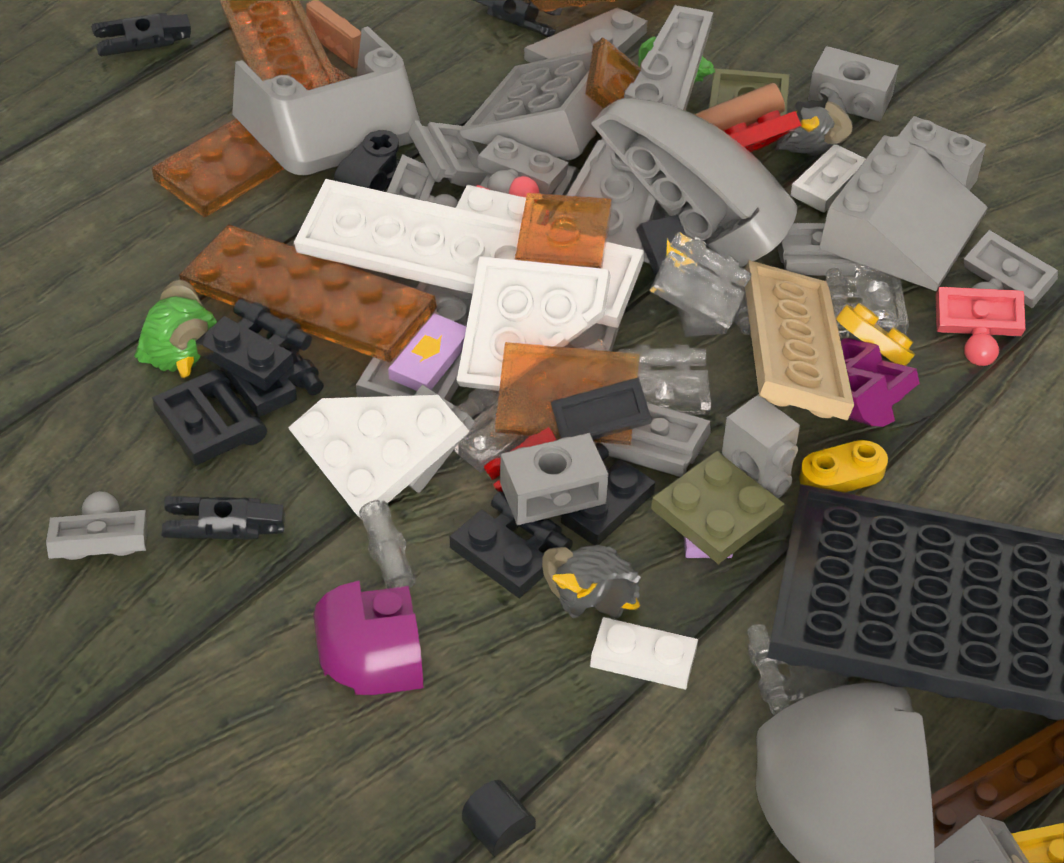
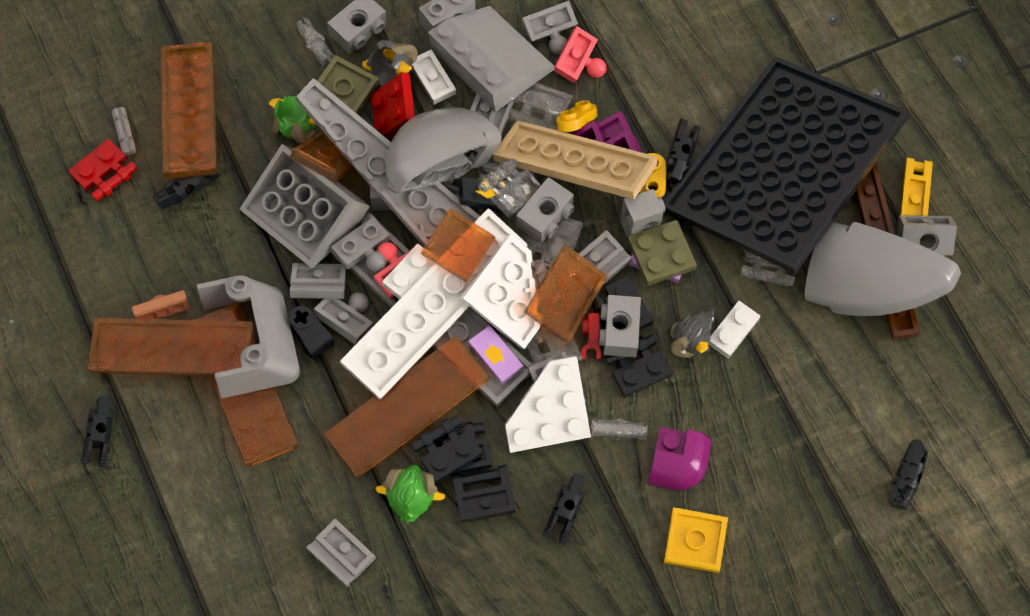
camera: 70 degrees left, 20 degrees up
(57, 292) = (341, 552): none -> light grey plate
(98, 530) = (550, 579): light grey plate -> none
(238, 712) = (695, 540): none -> yellow tile
(497, 816) = (807, 436): black brick -> none
(602, 410) = (590, 282): black tile -> none
(615, 26) = (240, 155): light grey wing -> none
(692, 334) = (551, 197): none -> light grey brick
(745, 107) = (368, 96): nougat piece -> none
(801, 56) = (314, 41): none -> clear pin
(892, 485) = (681, 151): none -> black hinge

